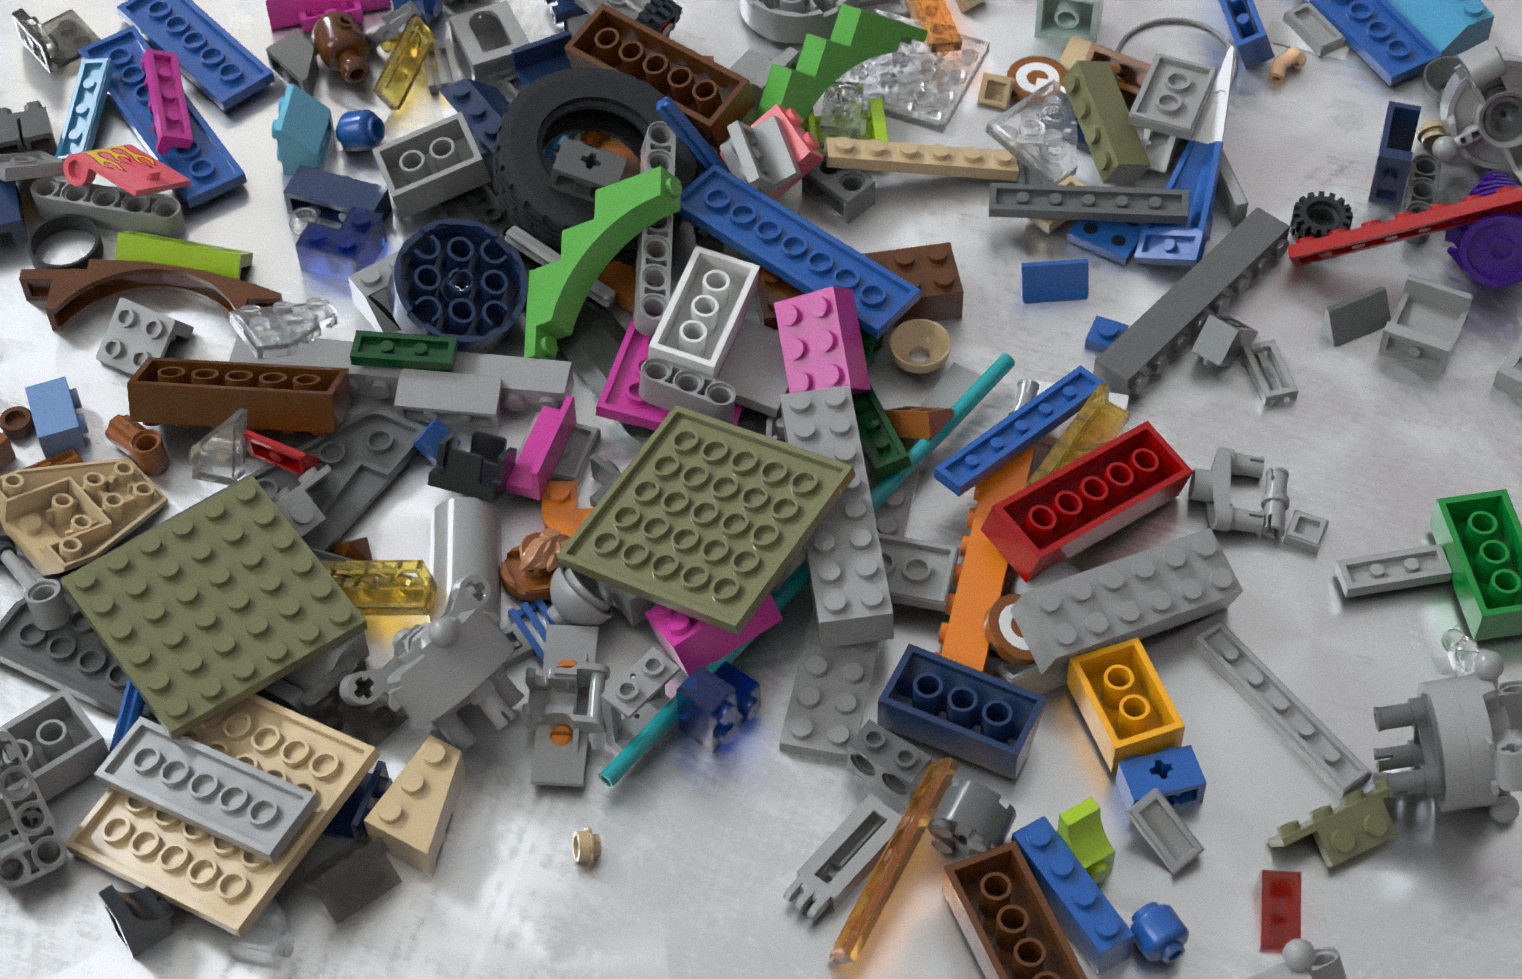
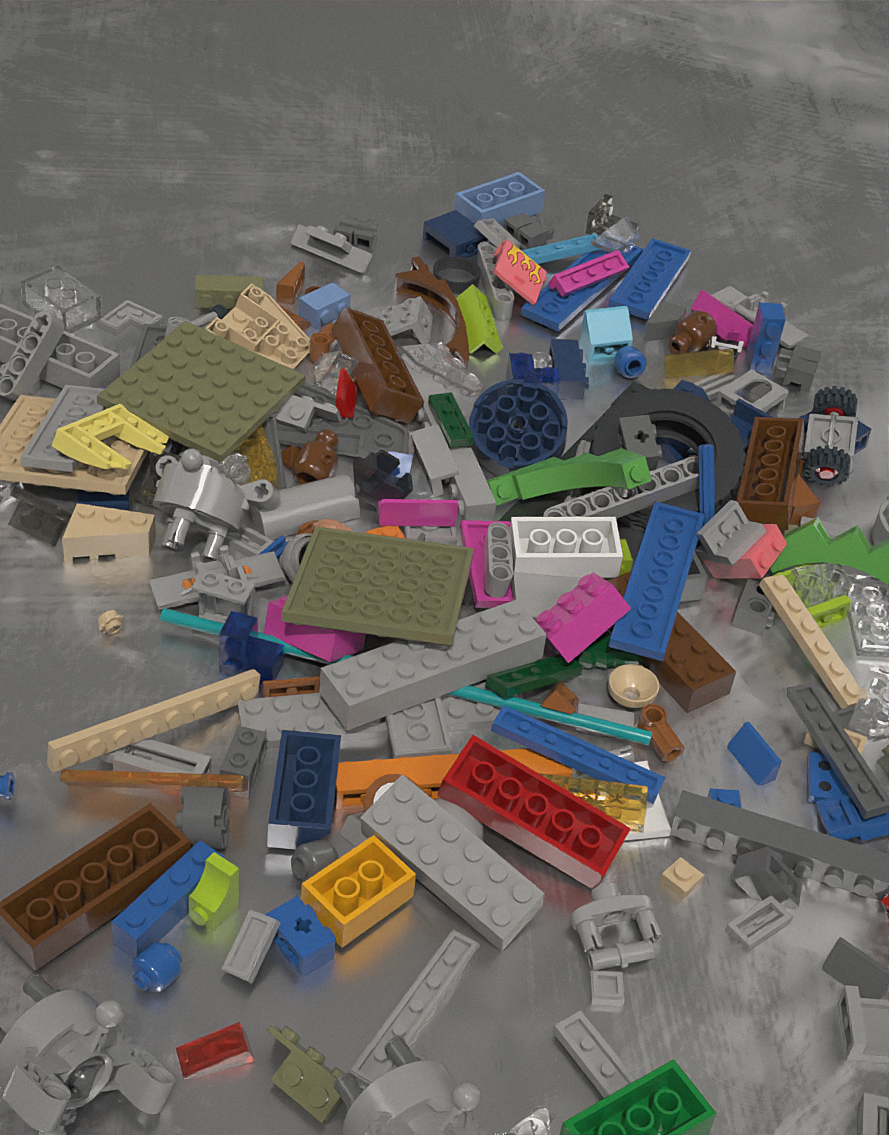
camera: 60 degrees right, 10 degrees down
(115, 37) = (618, 237): none -> clear slope
(278, 771) = (82, 438): none -> light yellow wedge
(383, 618) = (235, 468): none -> clear animal
(390, 525) = (316, 458): none -> reddish brown piece
(431, 165) = (605, 384): light grey brick -> none
(780, 682) = (290, 687): none -> dark orange slope
(806, 840) = (151, 720): none -> tan plate
(982, 350) = (663, 737): none -> dark orange piece
(1062, 735) = (312, 858): none -> dark grey head
(1190, 413) = (682, 878): none -> tan plate

